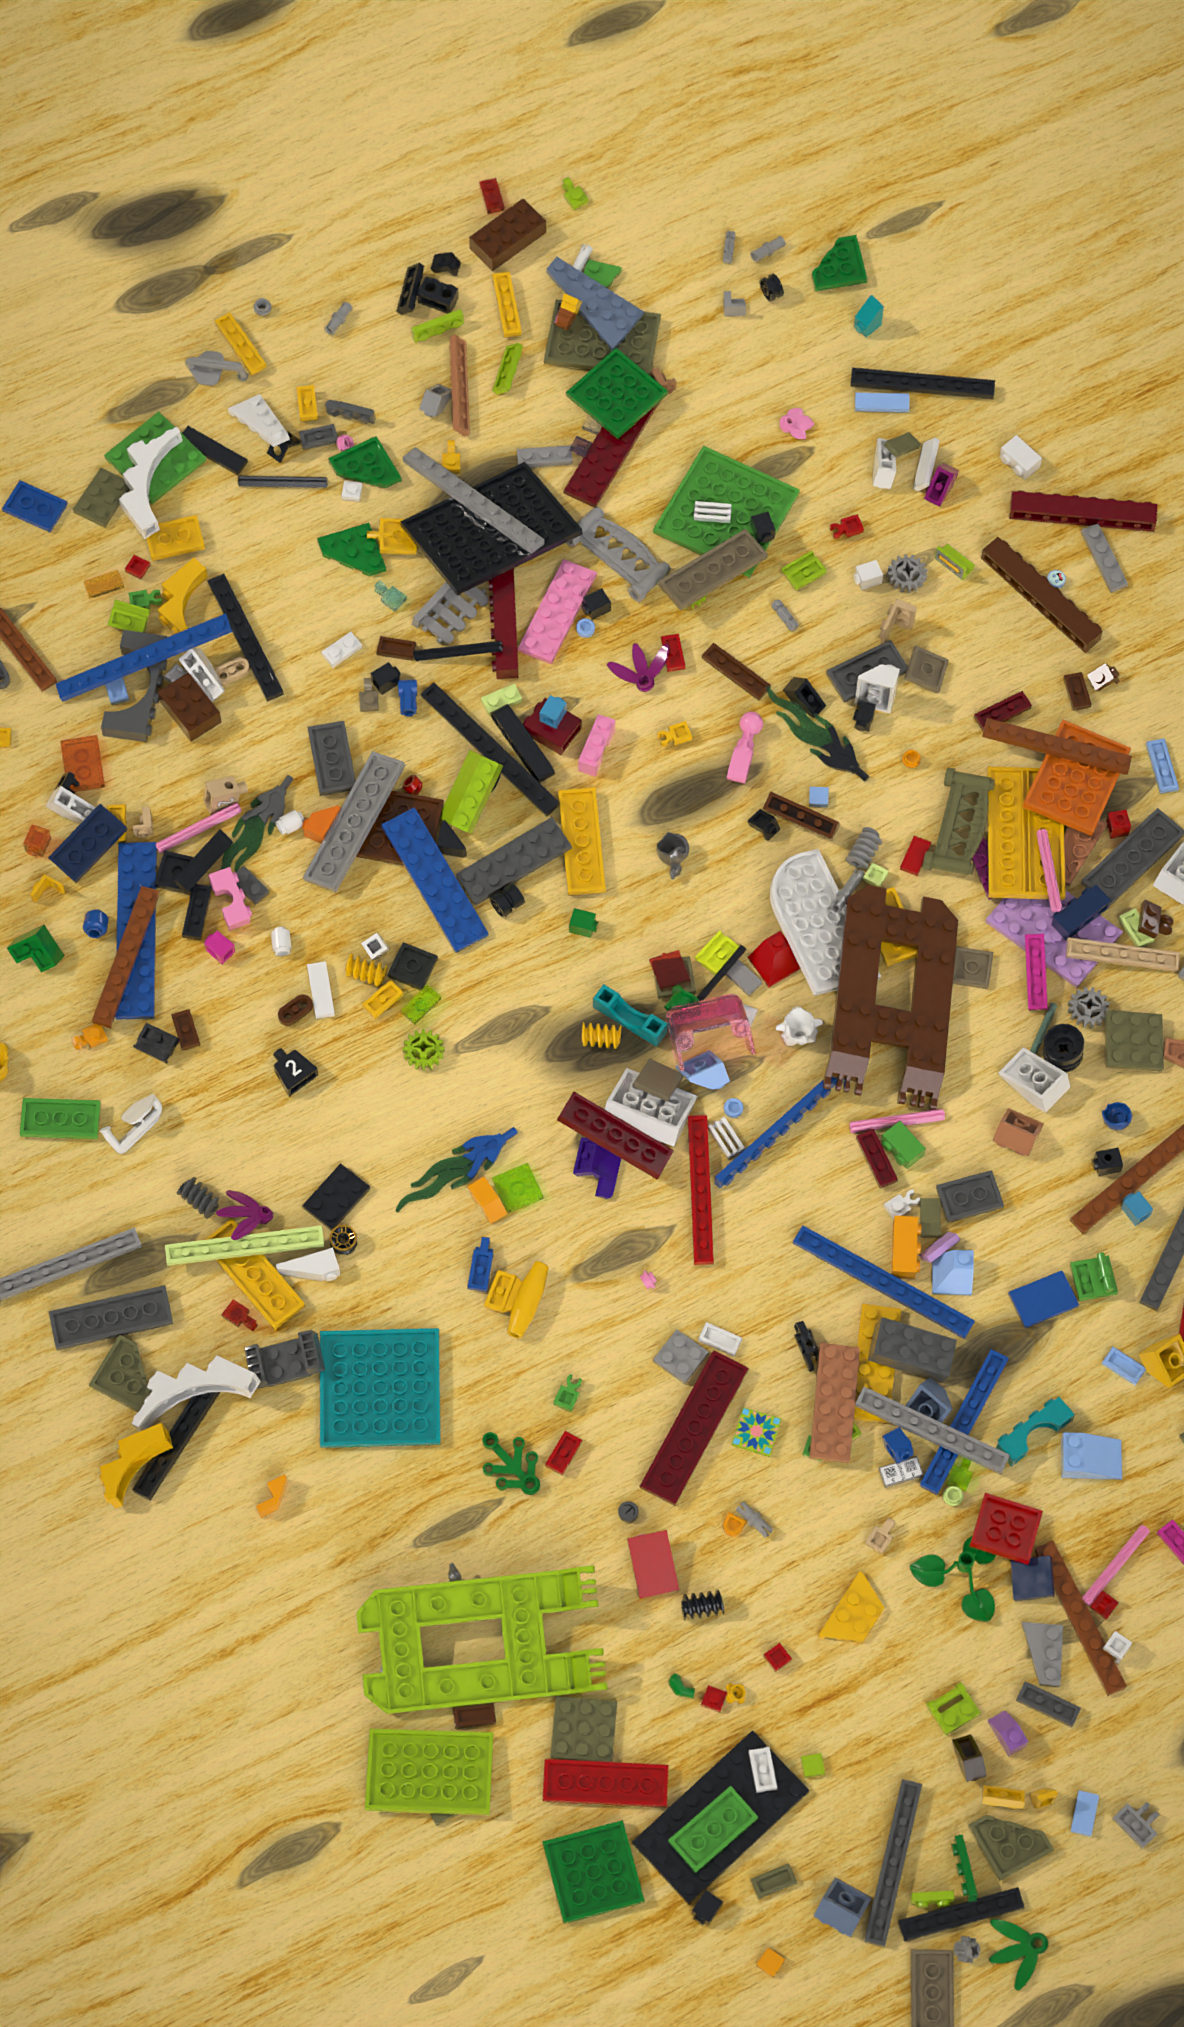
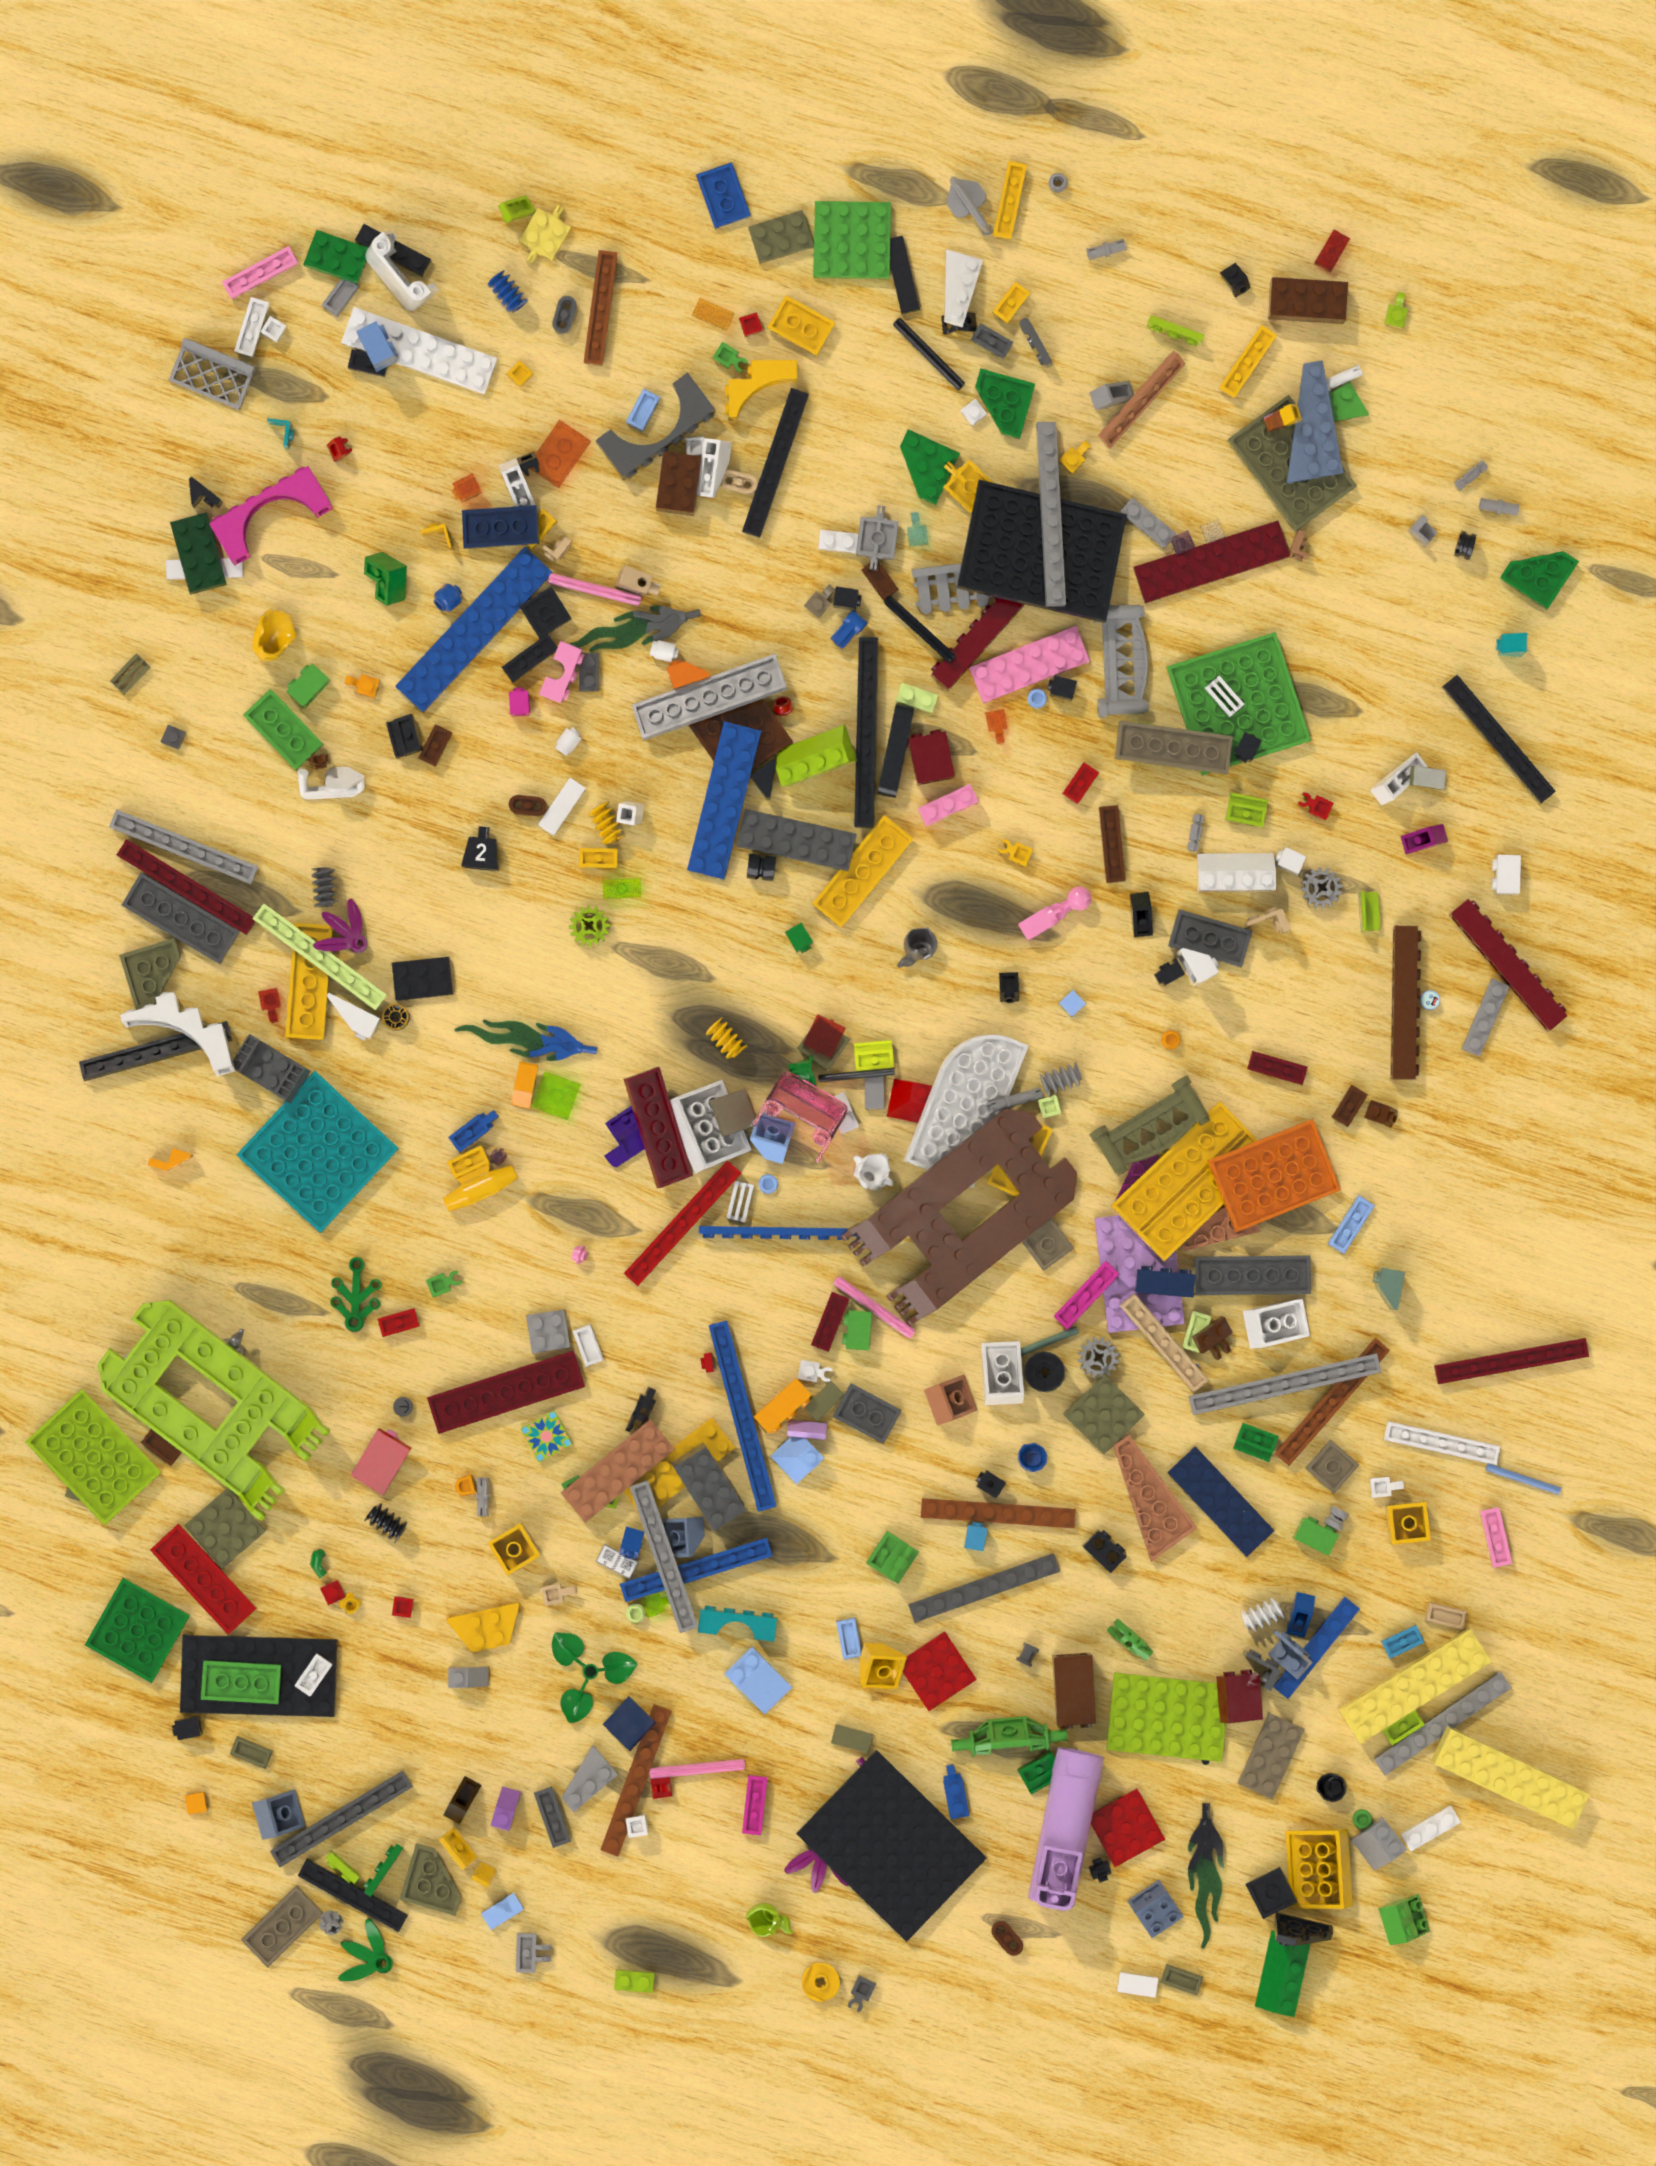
camera: 40 degrees right, 20 degrees up
(49, 1072) = (308, 685): none -> bright green brick
(92, 1291) = (186, 887): none -> dark red plate
(109, 1114) = (320, 761): none -> reddish brown plate
(126, 957) = (444, 647): dark orange plate -> none
(128, 617) = (703, 363): lime plate -> none
(133, 1454) = (102, 1037): yellow arch -> none
(138, 479) = (838, 239): white arch -> none
(144, 657) = (679, 412): blue plate -> none
(203, 861) = (570, 622): black tile -> none
(331, 758) = (744, 626): dark grey plate -> none
(344, 442) = (1010, 366): bright pink plate -> none
(367, 622) = (877, 538): none -> light grey plate
(410, 288) = (1186, 276): black plate -> none
(412, 966) = (644, 852): pearl dark grey plate -> none
(436, 298) = (1197, 304): black brick -> none
(507, 368) = (1192, 420): lime plate -> none
(518, 1267) = (498, 1156): none -> plate
(553, 711) = (937, 751): dark azure brick -> none
(575, 666) = (996, 722): none -> clear orange plate
(613, 1006) = (760, 1044): teal arch -> none
(616, 393) = (1251, 525): green plate -> none
(643, 674) = (1042, 778): magenta plant -> none
(796, 423) = (1370, 681): bright pink plate -> none
(801, 816) = (1040, 1009): reddish brown brick -> none
(812, 1765) = (354, 1702): lime tile -> none
(817, 1531) = (514, 1549): none -> yellow brick
(819, 1267) = (707, 1362): none -> red plate
(824, 738) = (1118, 953): piece -> none
(841, 615) = (1236, 872): none -> white slope
(878, 1662) = (468, 1677): none -> light grey slope
(882, 402) = (1452, 725): light blue tile -> none
(915, 855) = (1095, 1118): red tile -> none
(926, 464) = (1429, 811): white tile -> none
(926, 669) = (1254, 980): dark tan tile -> none
(957, 1714) = (486, 1763): lime plate -> none
(1006, 1528) = (646, 1672): red plate -> none
(1043, 1299) = (842, 1537): blue tile -> none
(1049, 871) = (1172, 1230): bright pink axle -> none
(1057, 746) = (1282, 1138): dark orange plate -> none
(1118, 824) = (1267, 1240): red brick -> none

